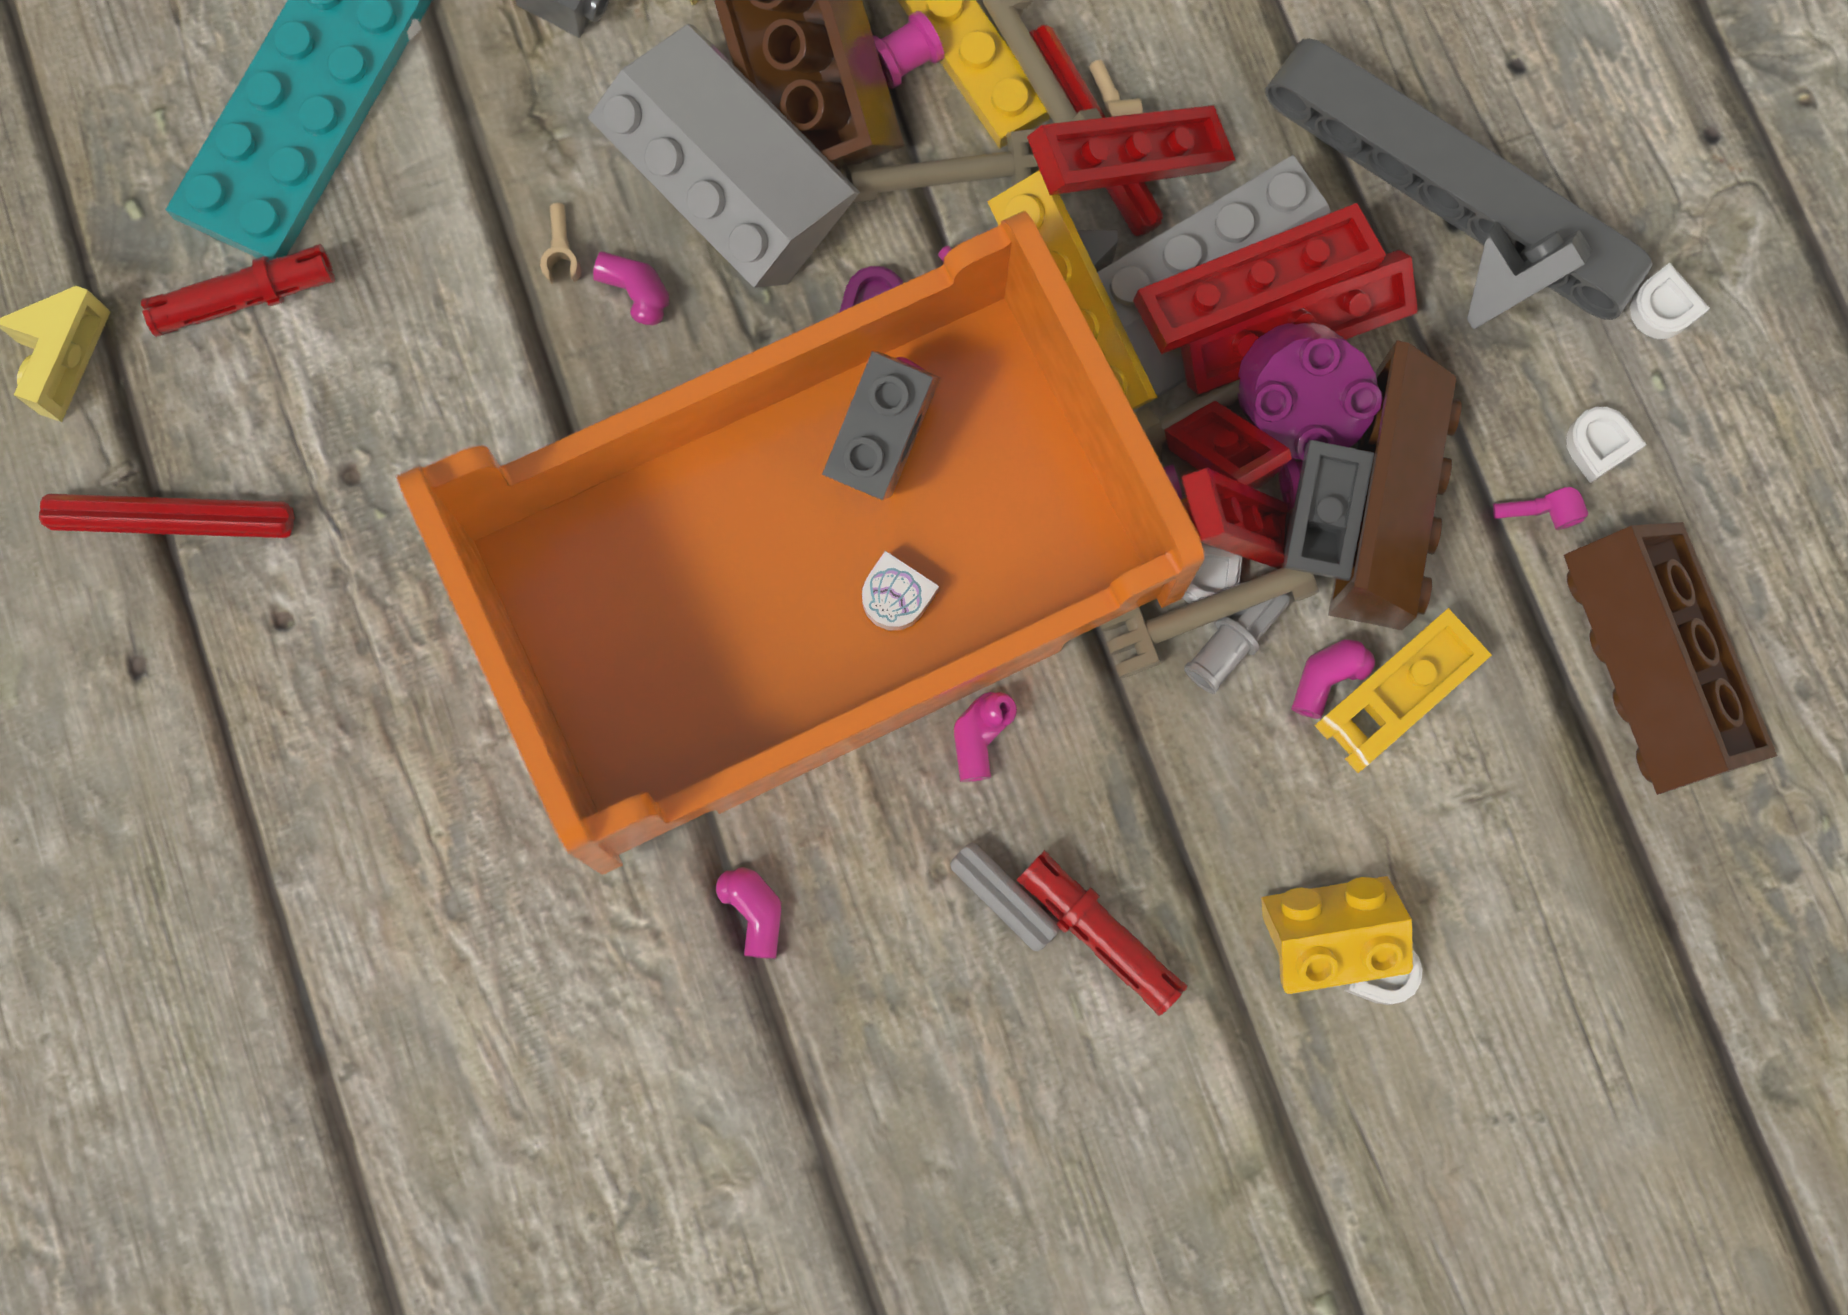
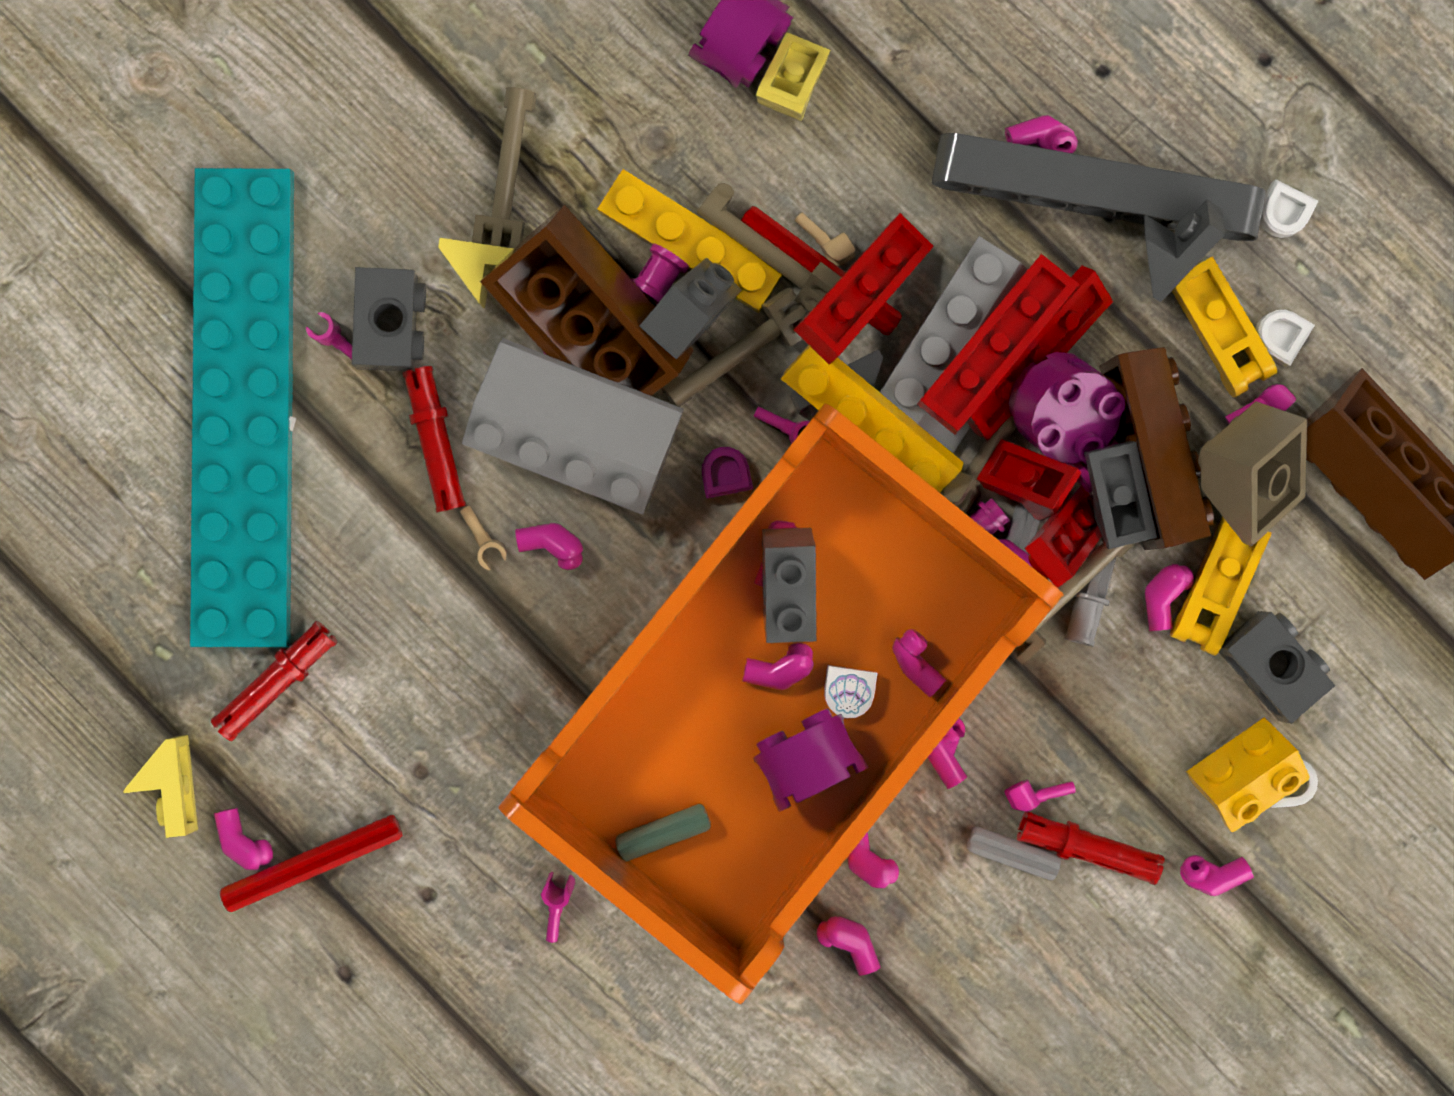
camera: 25 degrees left, 10 degrees up
(94, 455) = (237, 845): none -> dark pink arm
(427, 690) = (556, 899): none -> dark pink hand
(567, 89) = (434, 438): none -> red pin
(591, 655) = (663, 832): none -> sand green axle
(805, 639) = (808, 759): none -> magenta brick
(818, 822) = (870, 867): none -> dark pink arm
(829, 534) = (783, 673): none -> dark pink arm
(923, 84) = (691, 307): none -> dark grey brick
(985, 596) = (918, 670): none -> dark pink arm
(1047, 834) = (1023, 798): none -> dark pink hand
(1235, 1044) = (1214, 879): none -> dark pink arm
(1416, 851) = (1249, 655): none -> dark grey brick
(1422, 90) = (1043, 132): none -> dark pink arm
(1505, 568) = (1256, 469): none -> dark tan slope
(1535, 395) = (1223, 327): none -> yellow plate

